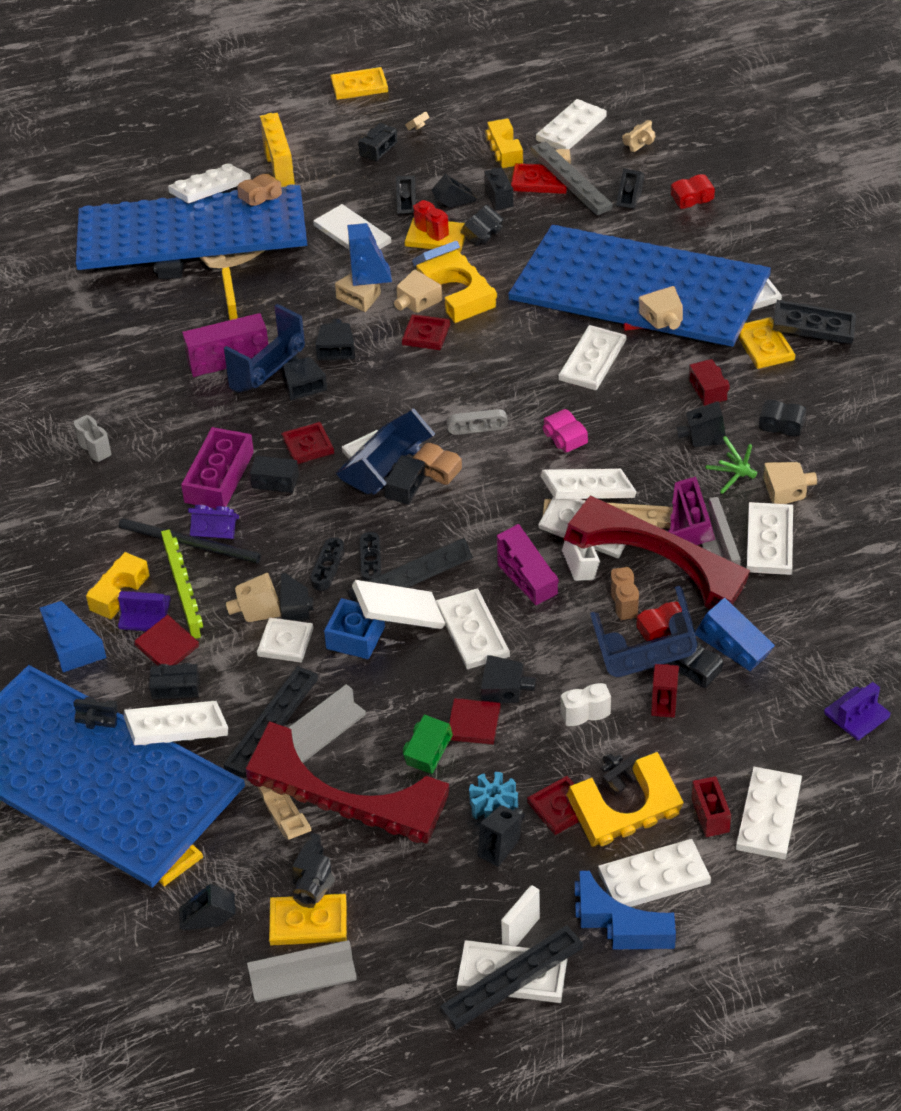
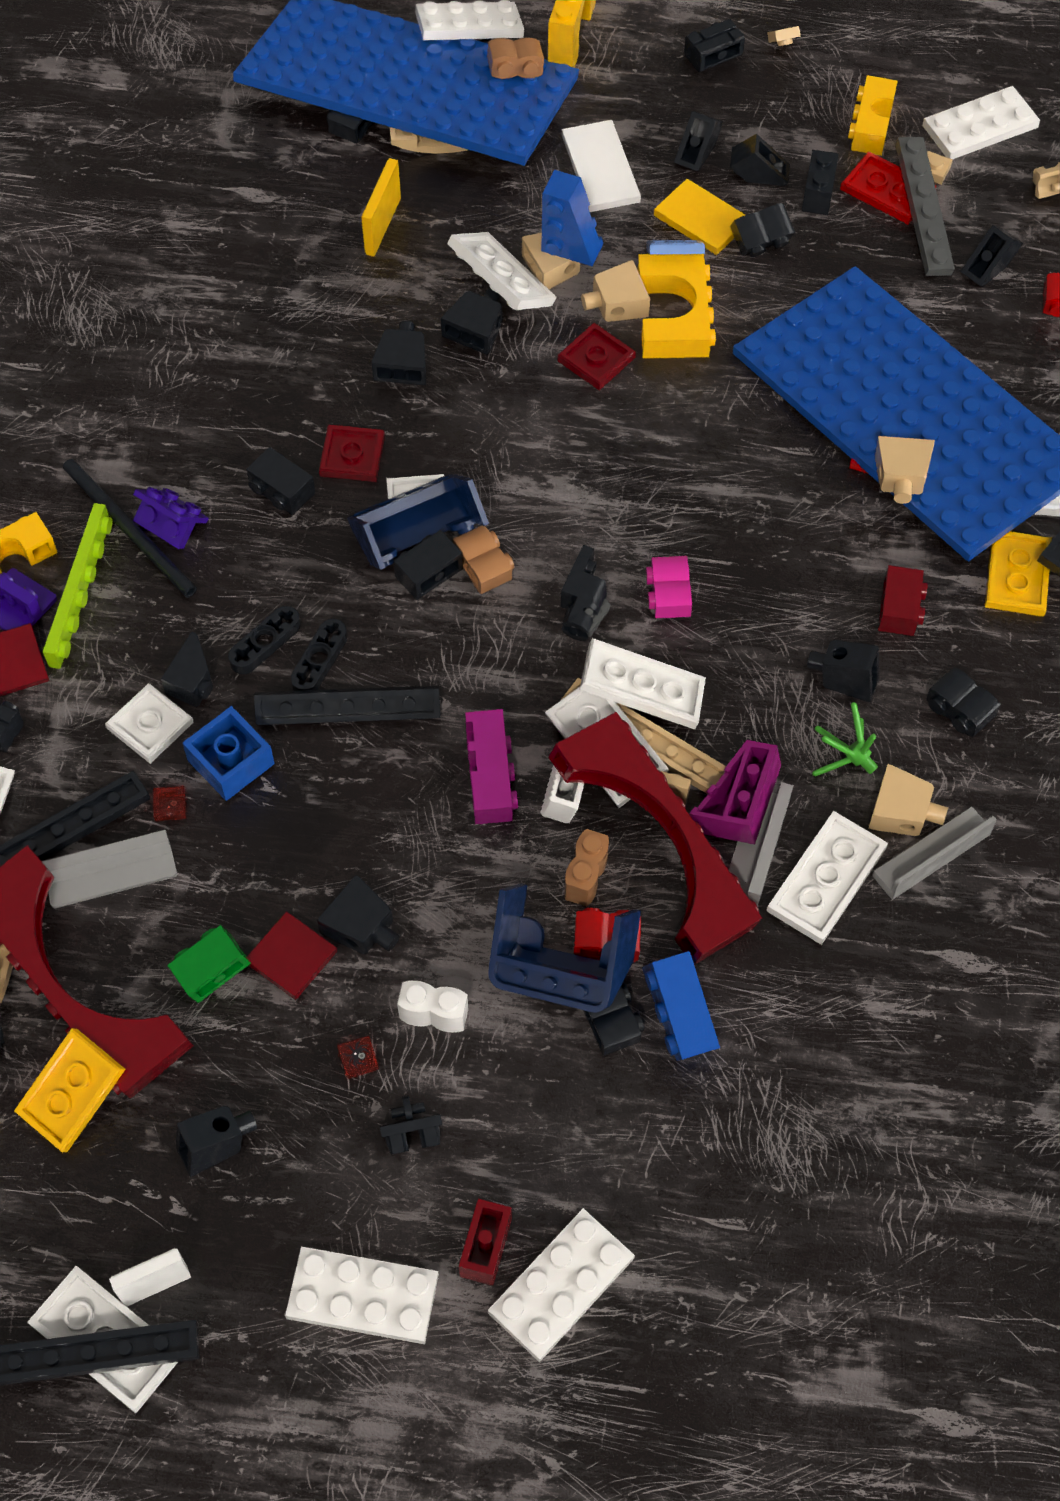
camera: 25 degrees right, 15 degrees up
(92, 438) = (103, 330): light grey brick -> none
(206, 344) = (335, 269): magenta brick -> none
(217, 468) = (217, 442): magenta brick -> none
(251, 373) = (370, 314): dark blue windscreen -> none
(256, 599) = (141, 652): tan torso -> none
(332, 676) = (169, 803): none -> clear red tile
(338, 308) = (501, 270): none -> white plate
(389, 849) = (69, 1090): none -> yellow tile
(398, 604) = (294, 748): white tile -> none
(431, 220) = (699, 194): red brick -> none
(462, 418) = (570, 521): light grey beam -> none
(472, 628) = (375, 820): white tile -> none
(489, 796) = (250, 1072): dark azure gear -> none
(516, 458) = (583, 597): none -> black plate
(554, 806) = (316, 1132): dark red tile -> none
(557, 754) = (358, 1057): none -> clear red tile
(592, 357) = (780, 490): white tile -> none
(604, 824) = (341, 1192): yellow arch -> none
(625, 925) = (276, 1354): blue arch -> none
(665, 690) = (537, 1041): dark red brick -> none
(821, 500) = (933, 852): none -> light grey panel
(858, 711) = (769, 1199): dark purple bracket -> none

